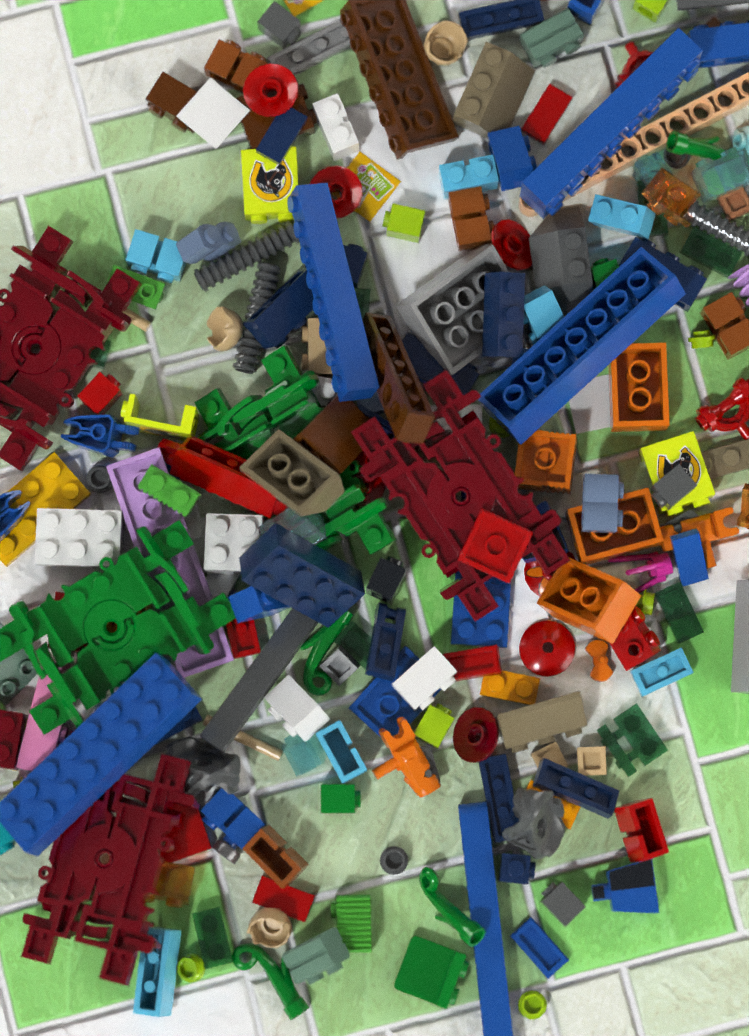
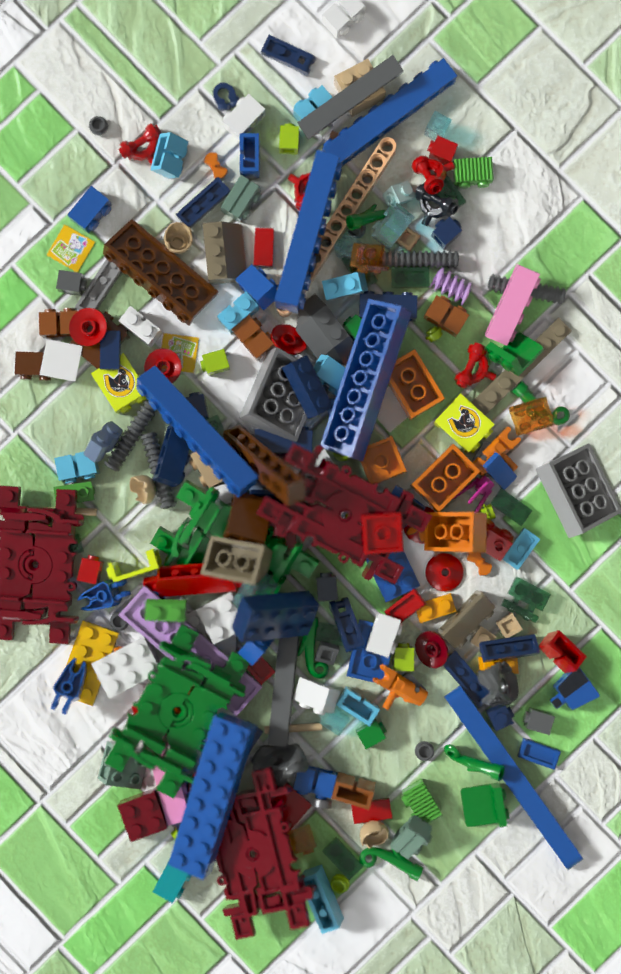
camera: 25 degrees left, 5 degrees up
(532, 1004) = (553, 790): lime plate -> none
(601, 503) = (431, 470): sand blue brick -> none
(672, 487) = (468, 435): dark grey brick -> none

